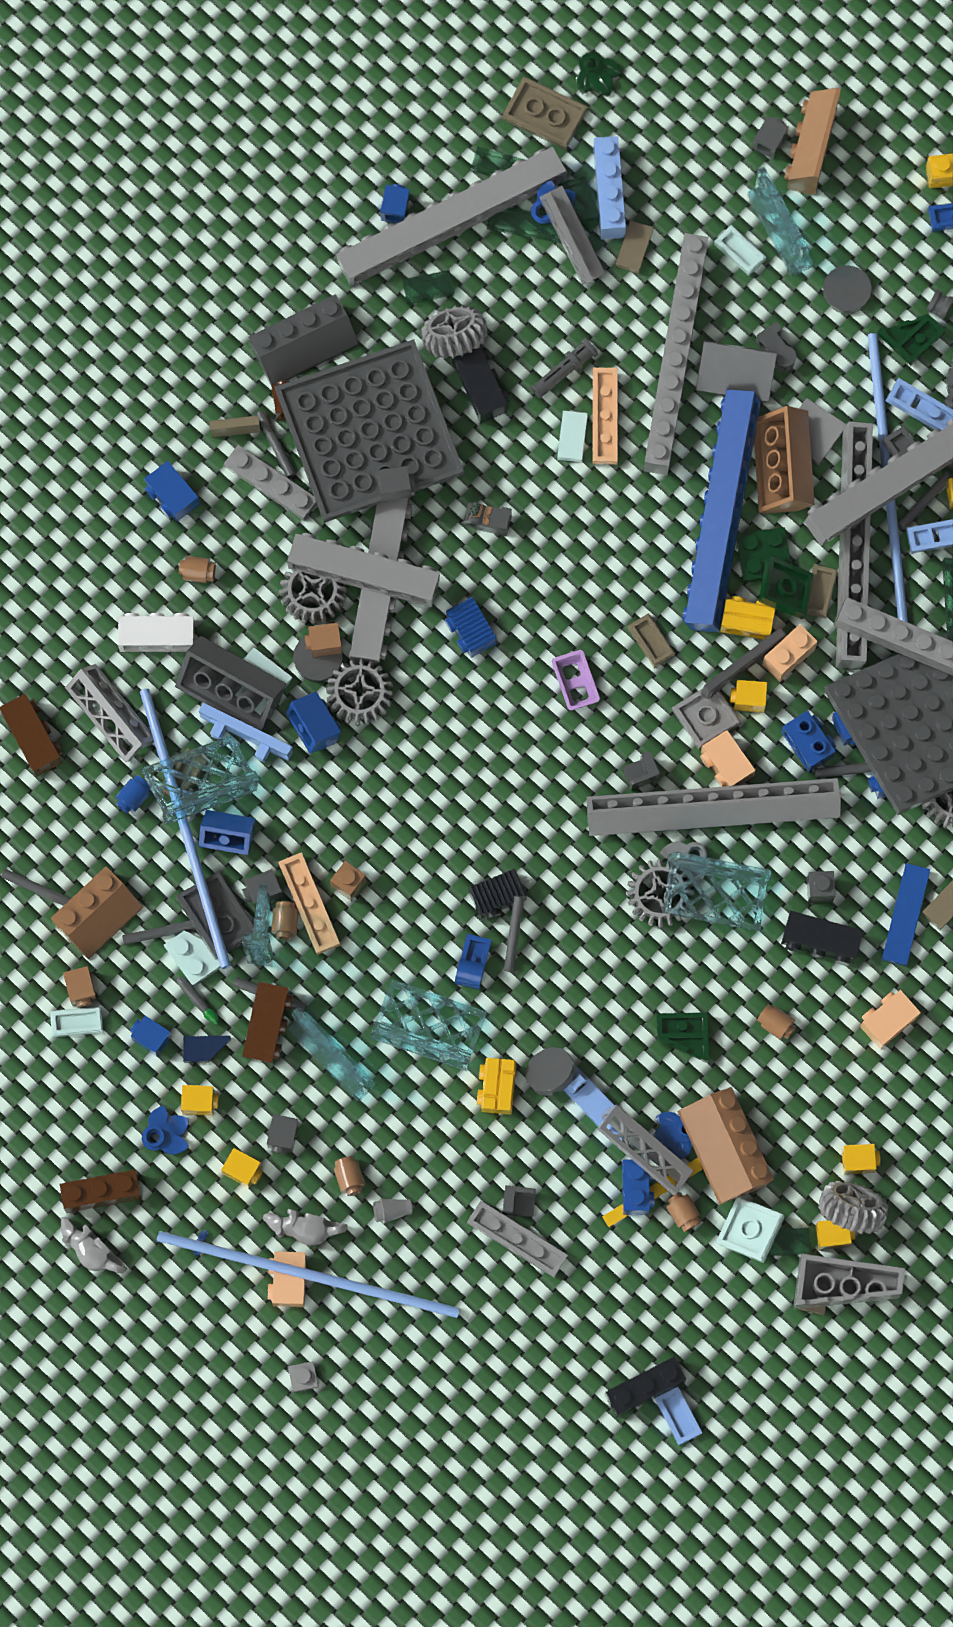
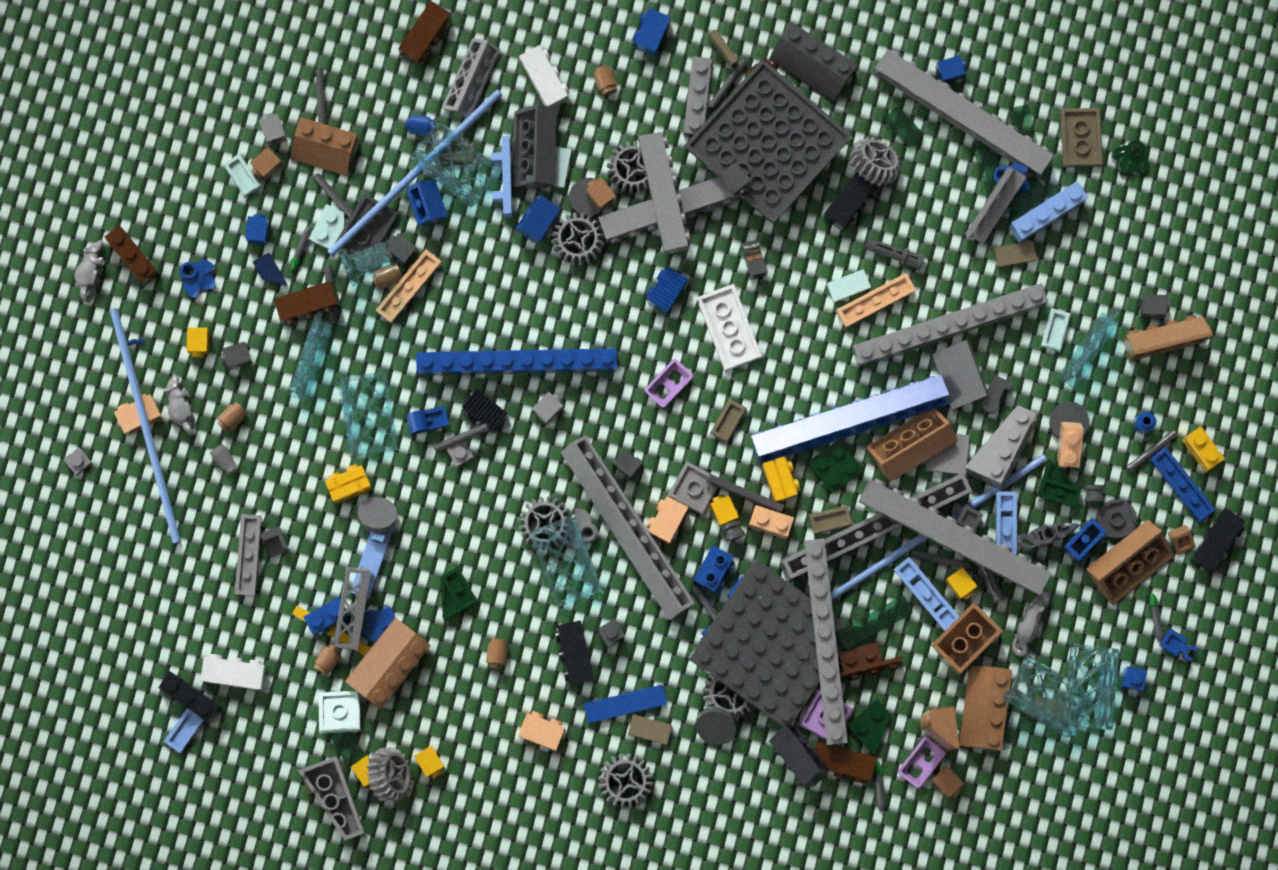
camera: 60 degrees right, 5 degrees up
(44, 958) = (272, 129): none -> light grey brick
(199, 1100) = (230, 287): yellow brick -> none
(348, 881) = (437, 304): medium nougat brick -> none
(461, 830) = (516, 362): none -> blue brick
(529, 946) = (460, 453): none -> light grey plate
(531, 823) = (548, 407): none -> light grey brick
(548, 585) = (729, 327): none -> white tile
(642, 1324) = (233, 672): none -> white brick
(777, 698) = (733, 530): none -> dark grey wheel
(786, 587) = (816, 494): dark green plate -> none
(846, 376) = (1002, 450): none -> light grey wedge
(875, 298) = (1070, 444): none -> light nougat piece
(892, 211) = (1139, 425): none -> blue brick
(925, 223) = (1151, 451): none -> dark grey bar

